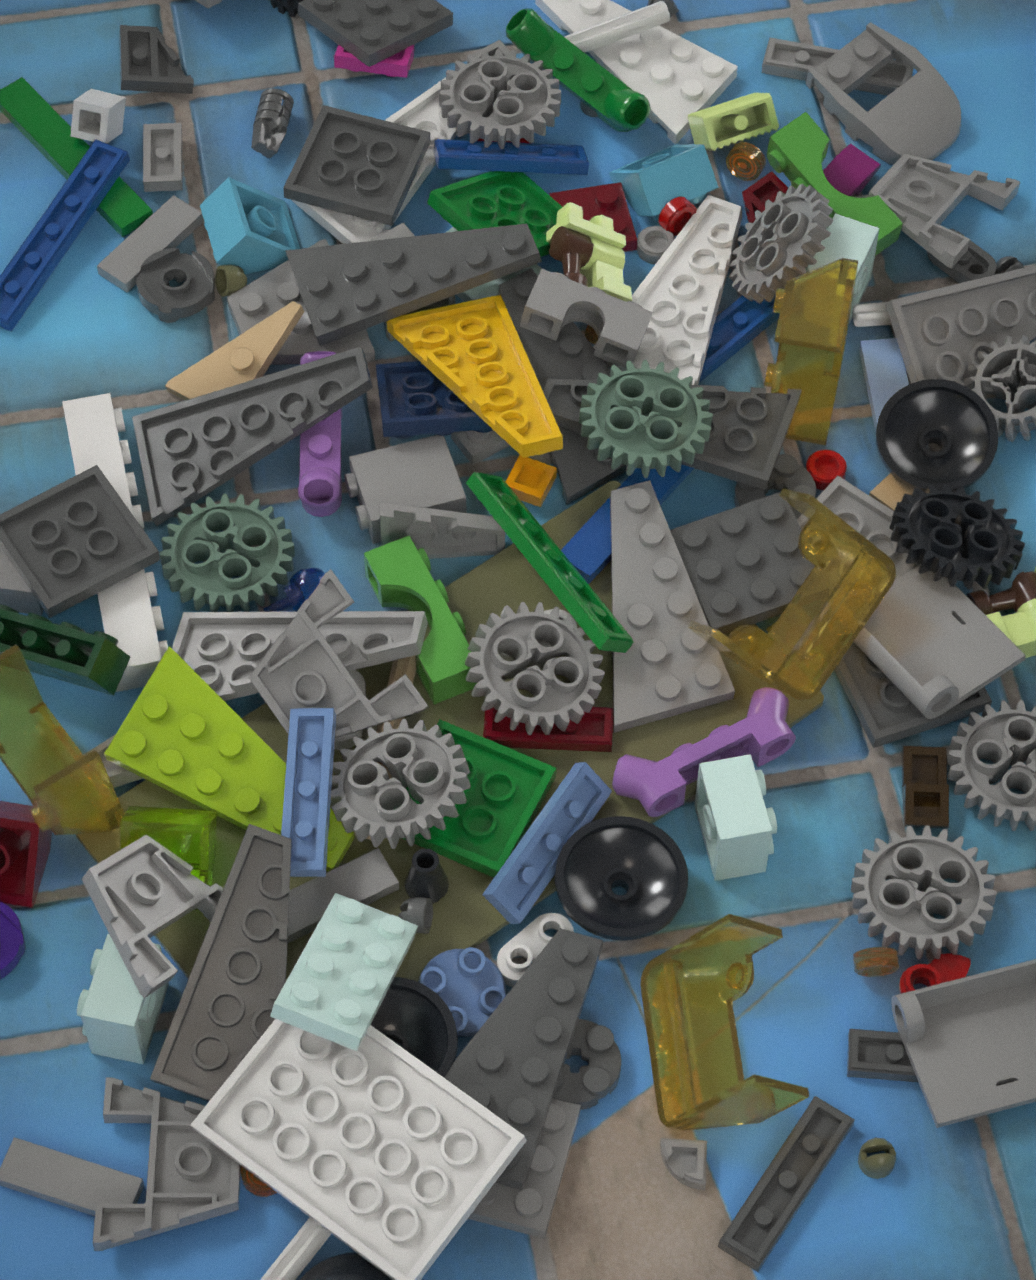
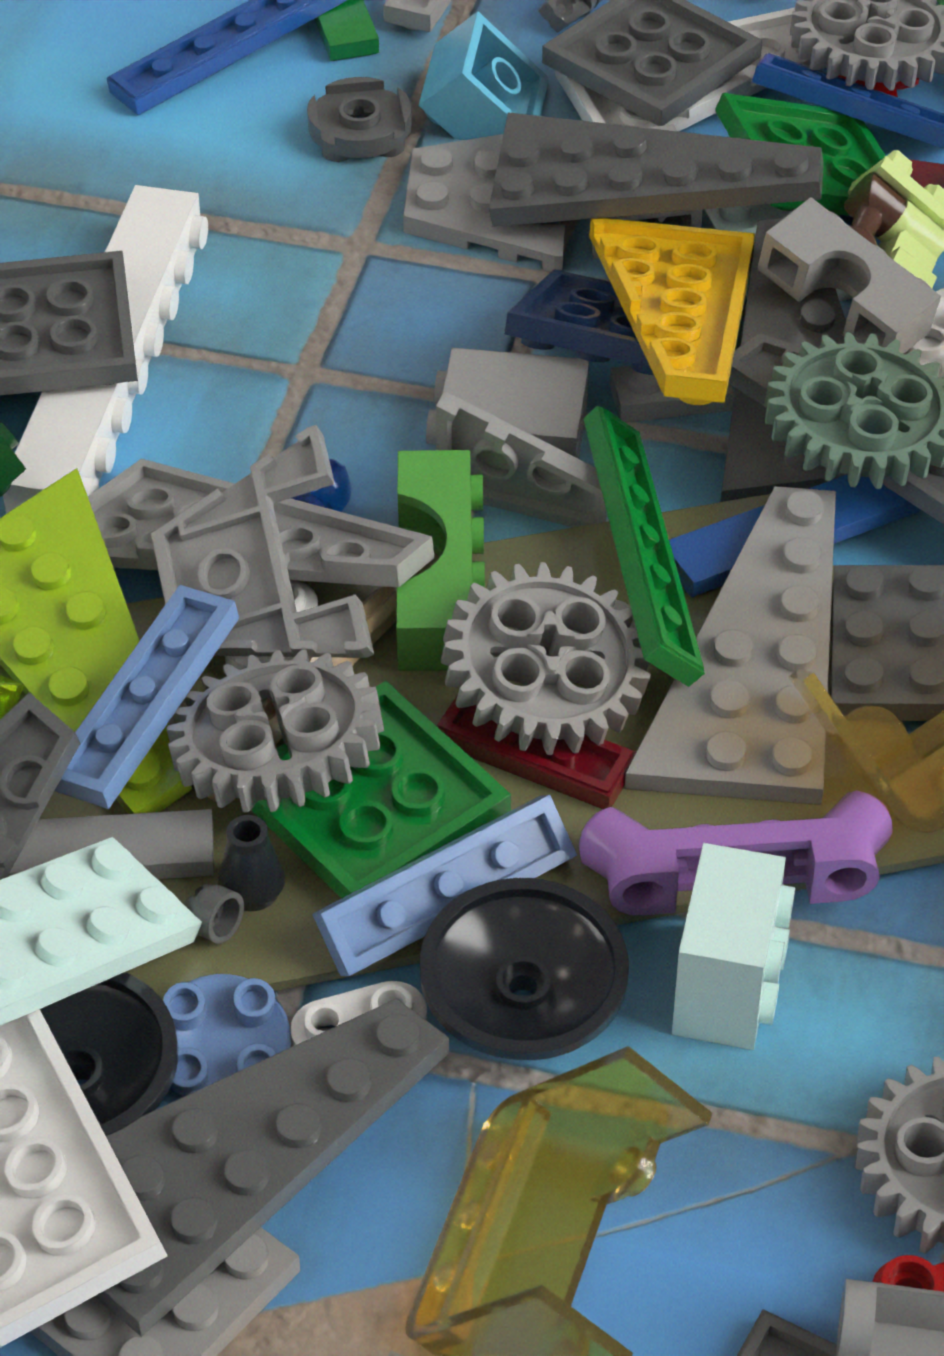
camera: 25 degrees right, 10 degrees down
(161, 231) = (390, 60): light grey tile -> none
(218, 435) = (308, 277): dark grey wing -> none
(227, 554) = (233, 409): sand green gear -> none
(229, 279) = (429, 130): olive hinge -> none
(240, 359) = (364, 226): tan wing -> none
(321, 459) = (455, 292): medium lavender plate -> none
(531, 480) = (683, 456): light orange plate -> none
(593, 1082) = (348, 1230): dark grey plate -> none
(876, 961) = (851, 1228): clear orange tile -> none

